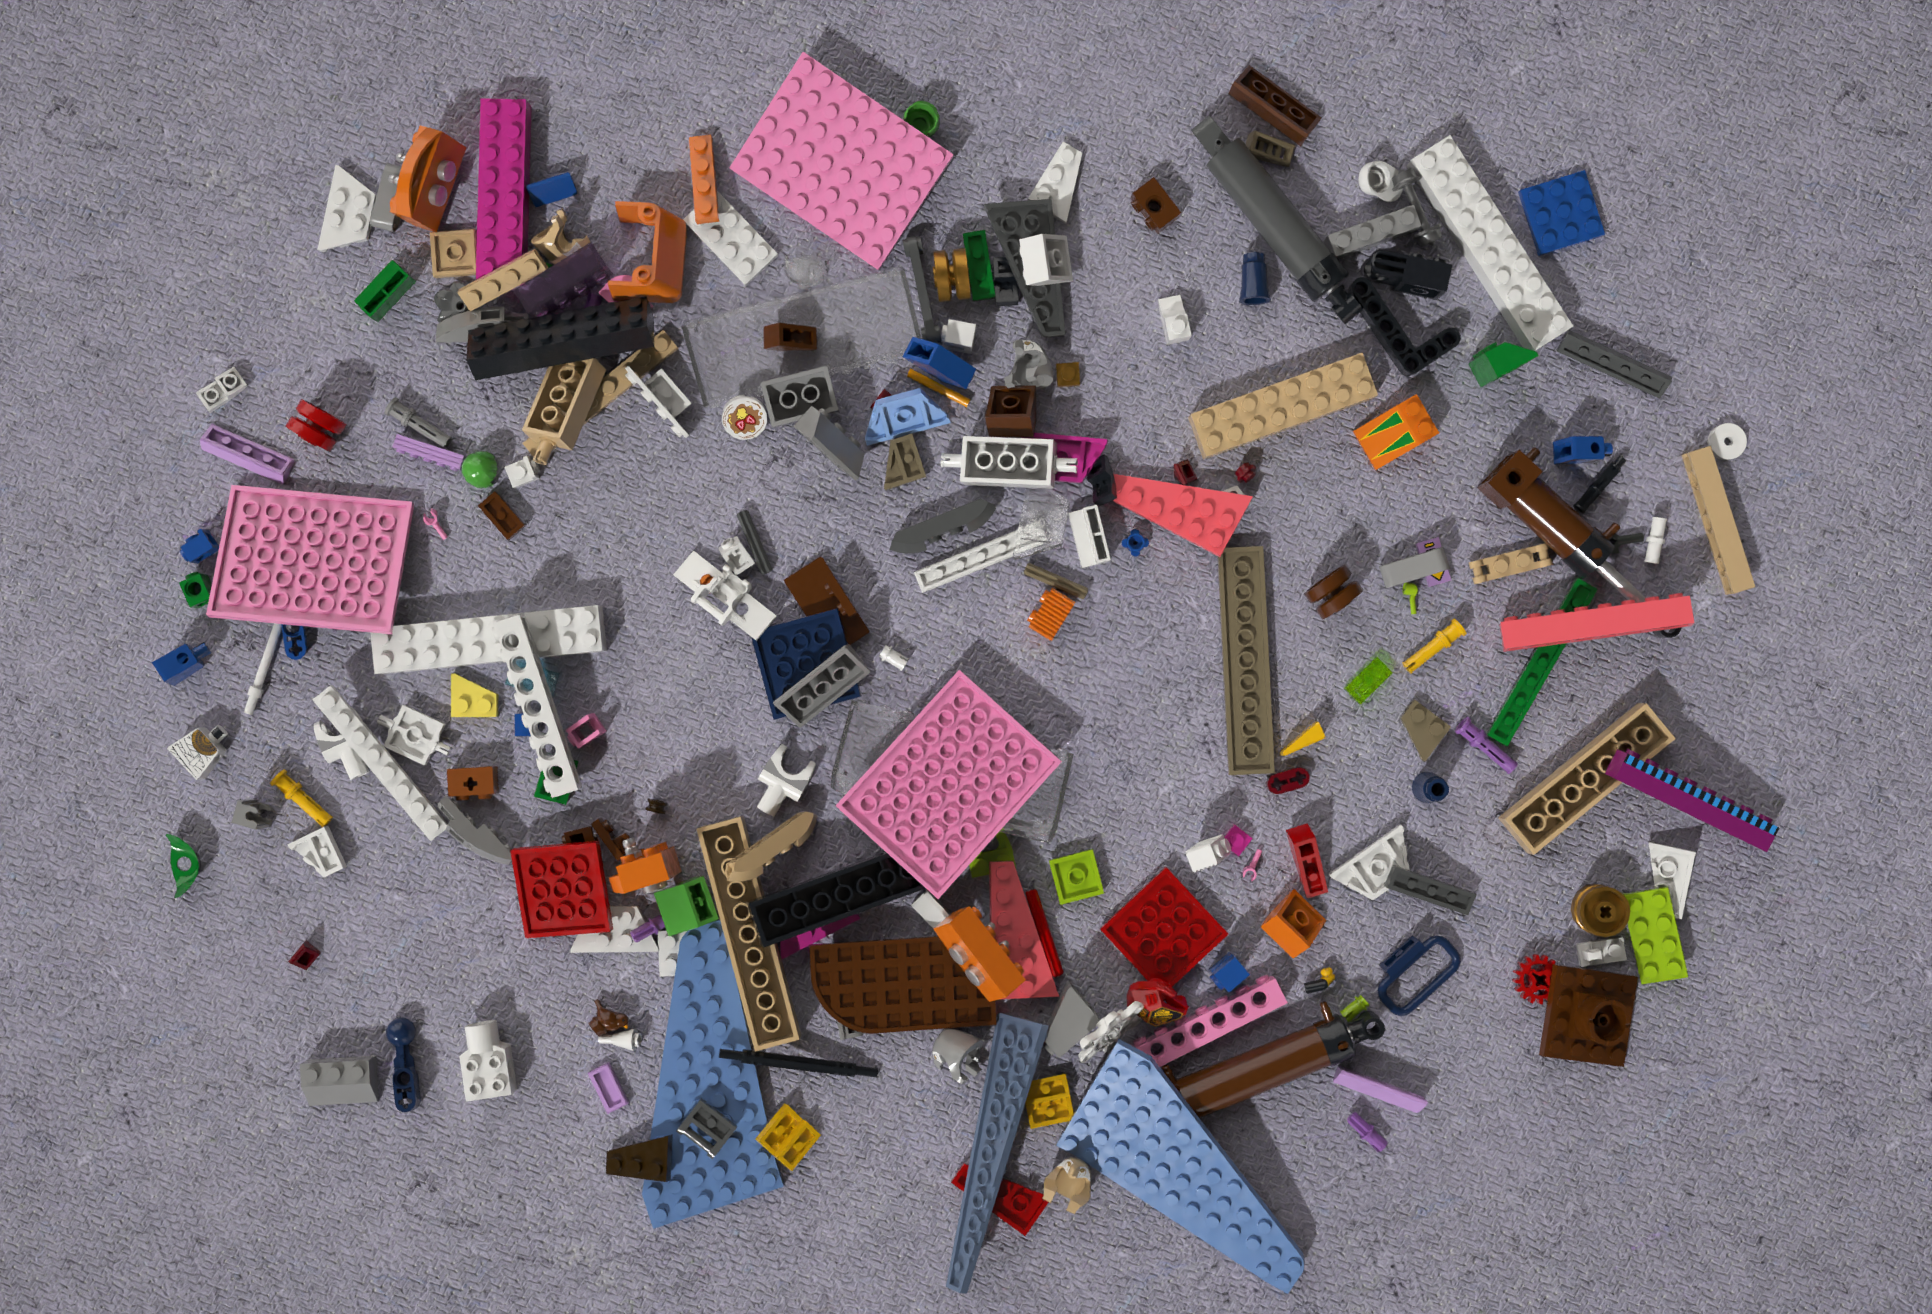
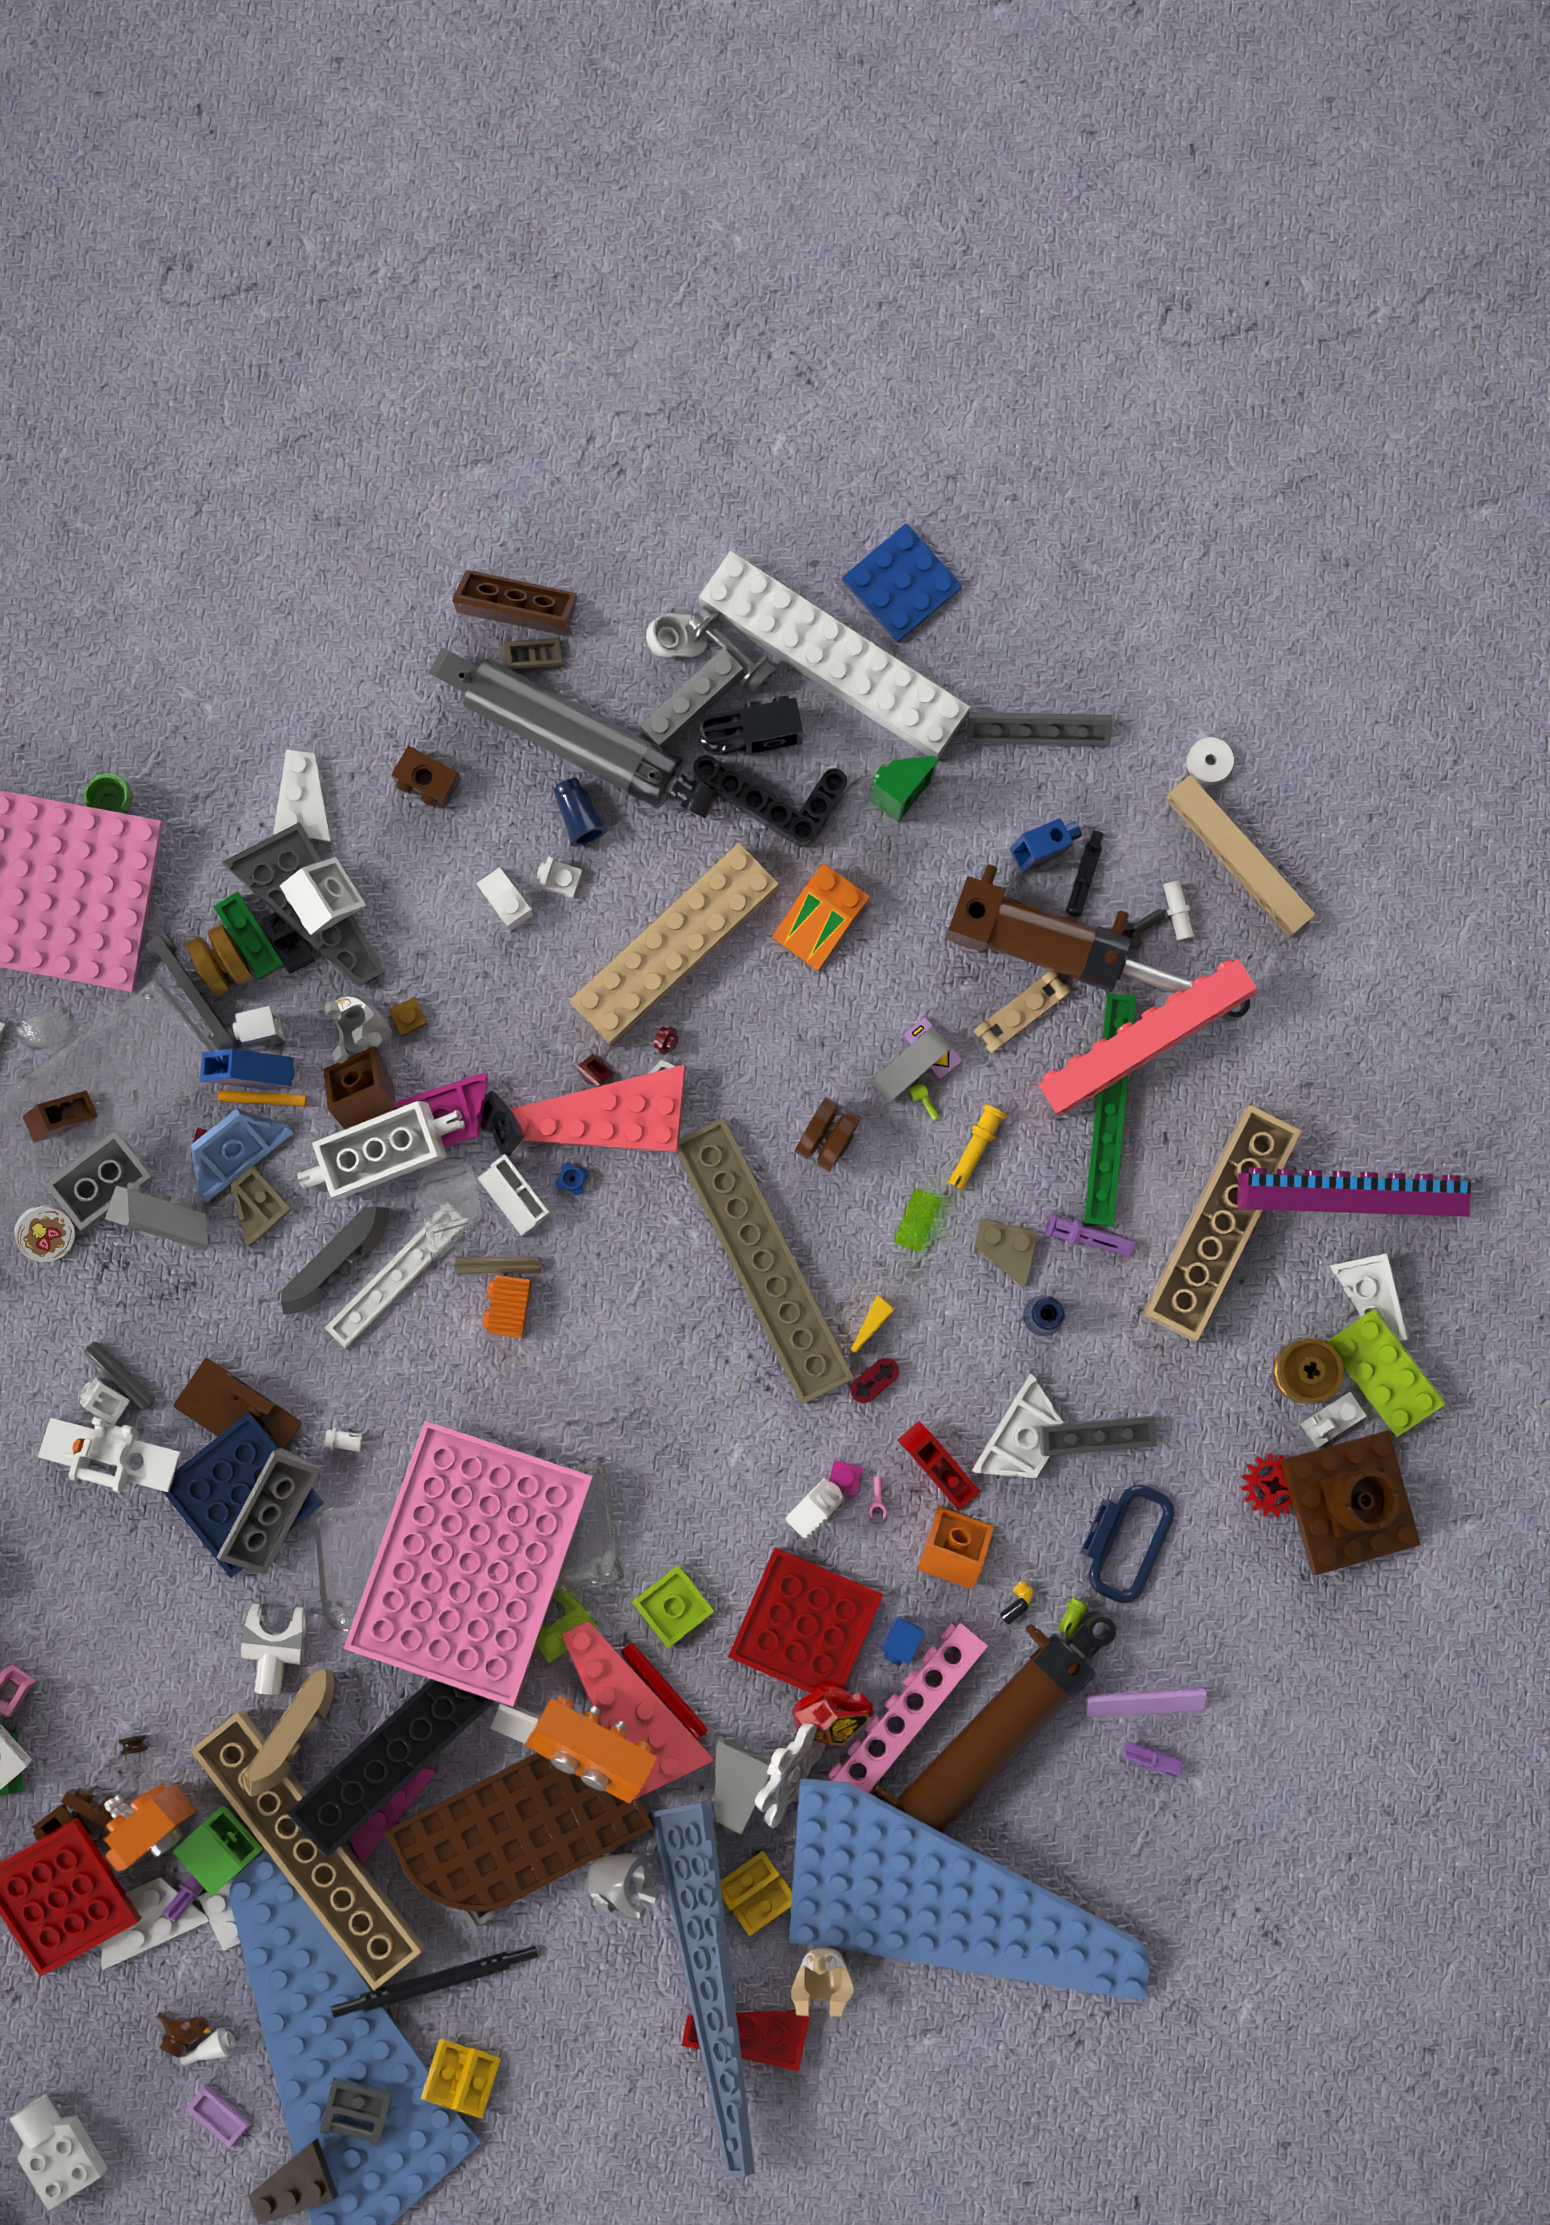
camera: 25 degrees left, 5 degrees down
(1219, 321) = (559, 877): none -> white bracket

